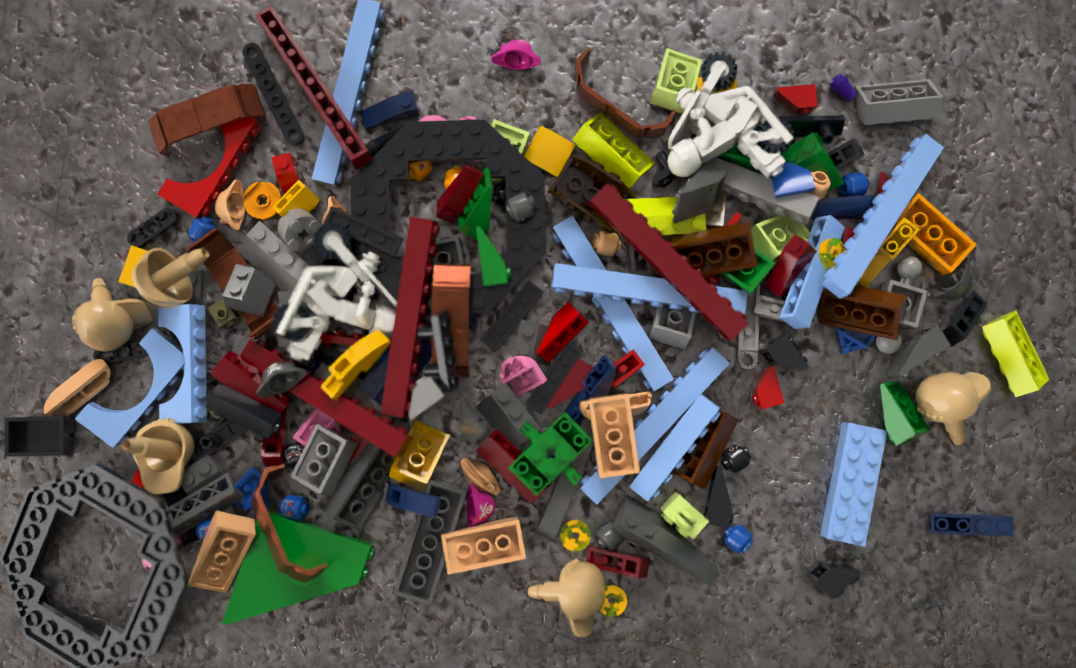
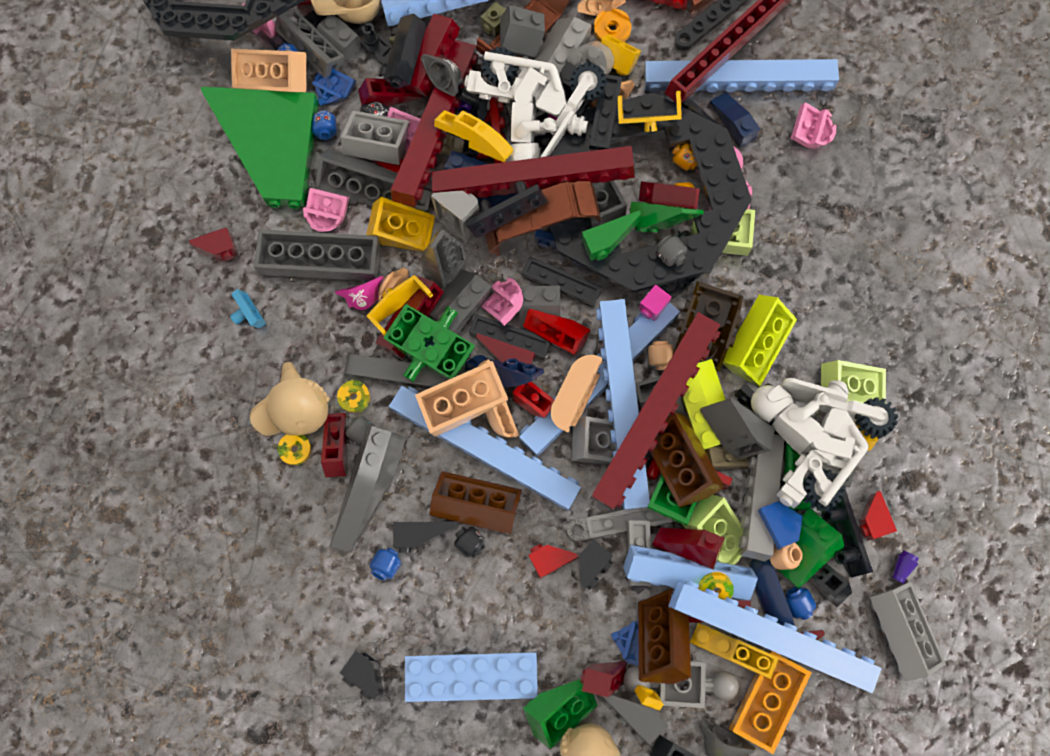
camera: 80 degrees right, 10 degrees down
(286, 171) = (647, 38): red slope -> none
(293, 571) = (338, 85): copper windscreen -> none
(383, 190) = (649, 120): none -> yellow piece
(383, 524) = (325, 210): none -> bright pink slope
(393, 635) = (216, 245): none -> dark red slope
(412, 500) = (353, 222): dark blue slope -> none
(419, 40) = (813, 127): none -> bright pink slope
(467, 620) = (247, 310): none -> dark azure tile
(483, 545) = (323, 304): light nougat slope -> none
(498, 477) = (395, 300): none -> yellow piece
(516, 55) = (827, 220): dark pink hat -> none
(549, 151) = (740, 275): yellow slope -> none
(561, 236) = (654, 303): none -> dark pink brick
(612, 111) = (839, 282): copper windscreen -> none
(628, 330) = (575, 392): none -> light nougat brick
(674, 447) = (466, 471): light blue brick -> none
(686, 517) = (396, 496): yellowish green brick -> none
(886, 370) = (603, 678): none -> dark red slope
(909, 335) = (648, 697): none -> yellow tile

